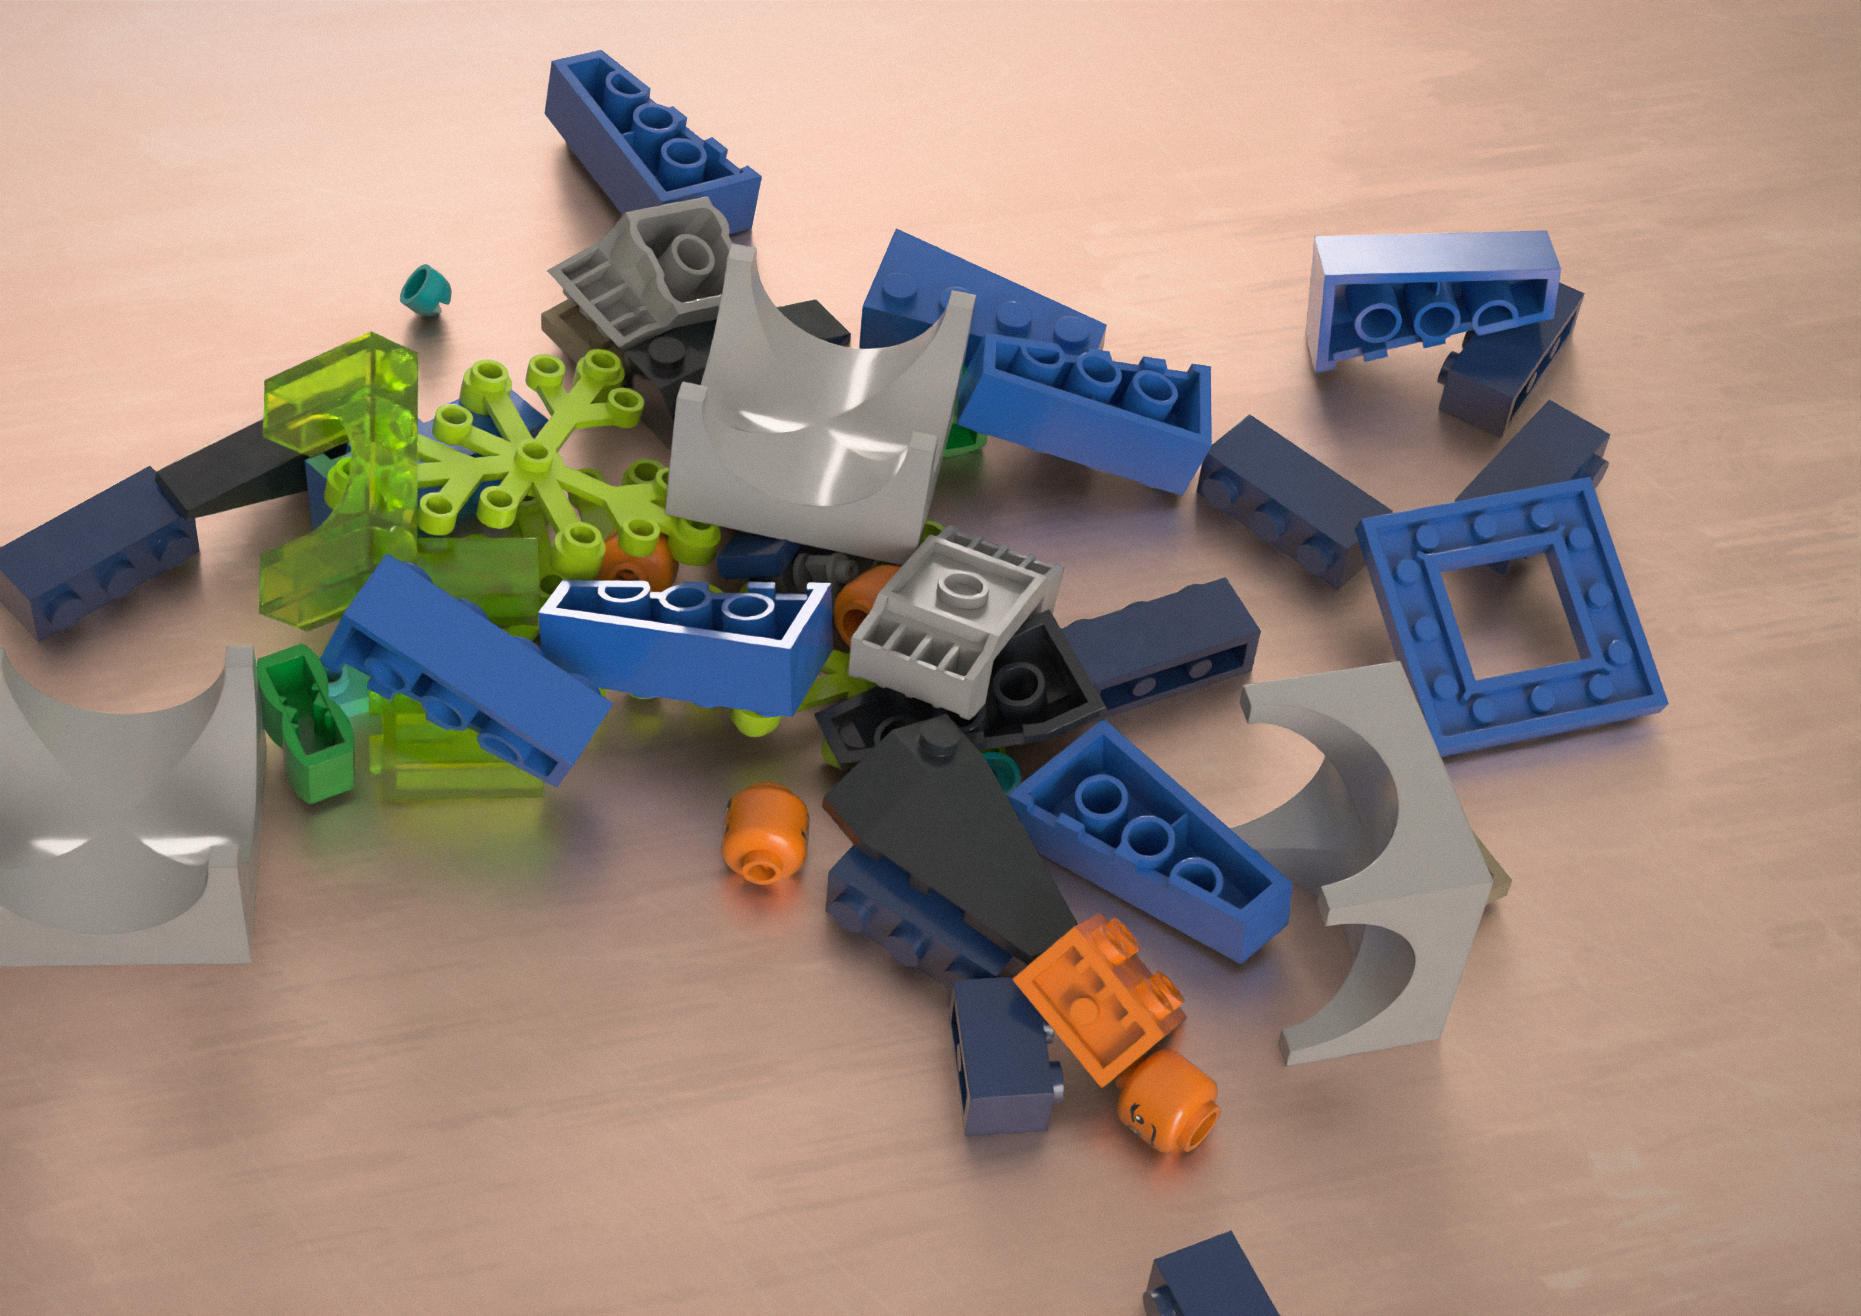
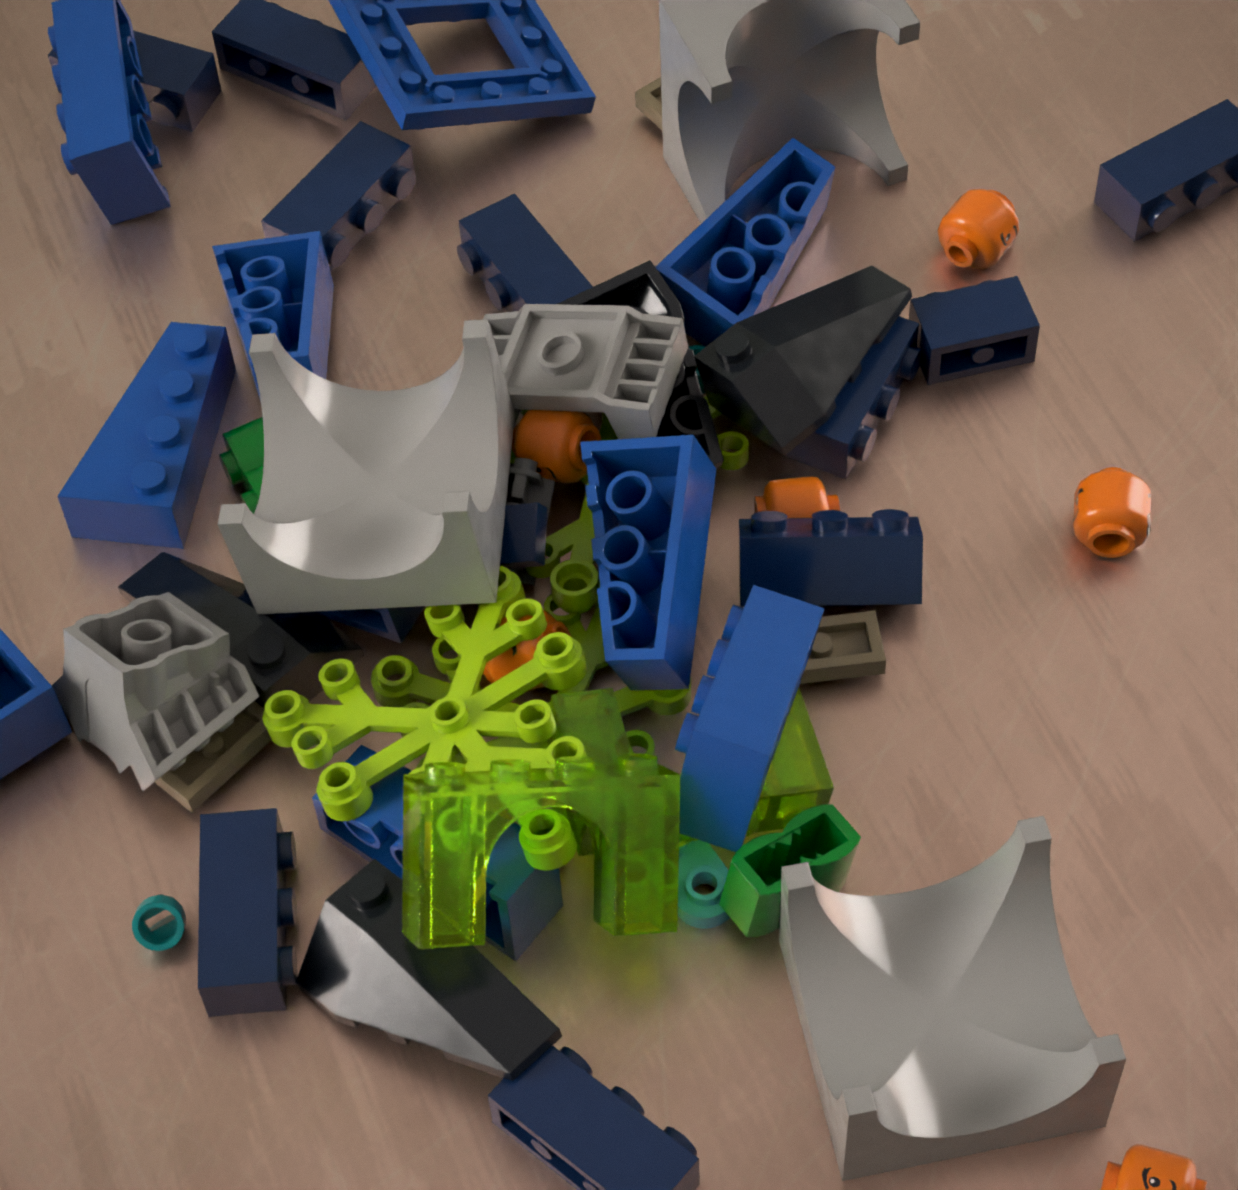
camera: 90 degrees left, 5 degrees up
(442, 331) = (245, 912): none -> dark blue brick
(585, 826) = (846, 648): none -> dark tan plate
(681, 836) = (833, 557): none -> dark blue brick
(699, 1137) = (1112, 512): none -> orange head
(1102, 996) = (932, 247): orange bracket -> none

